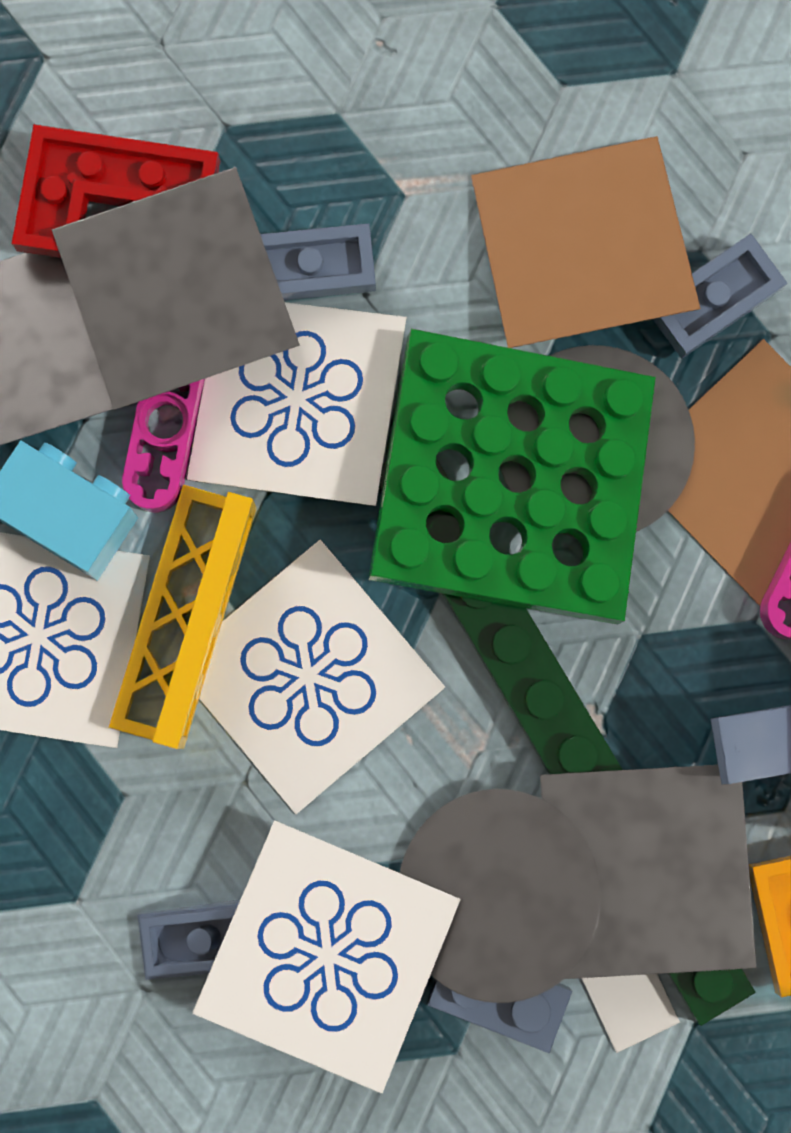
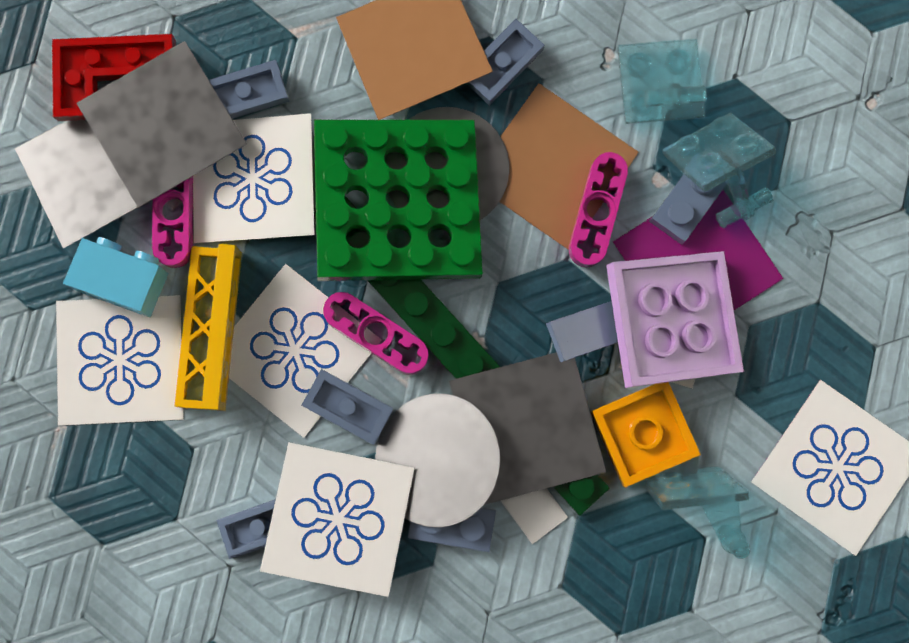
camera: 10 degrees left, 0 degrees up
(375, 782) = (347, 406): none -> sand blue plate
(463, 721) = (356, 308): none -> dark pink beam

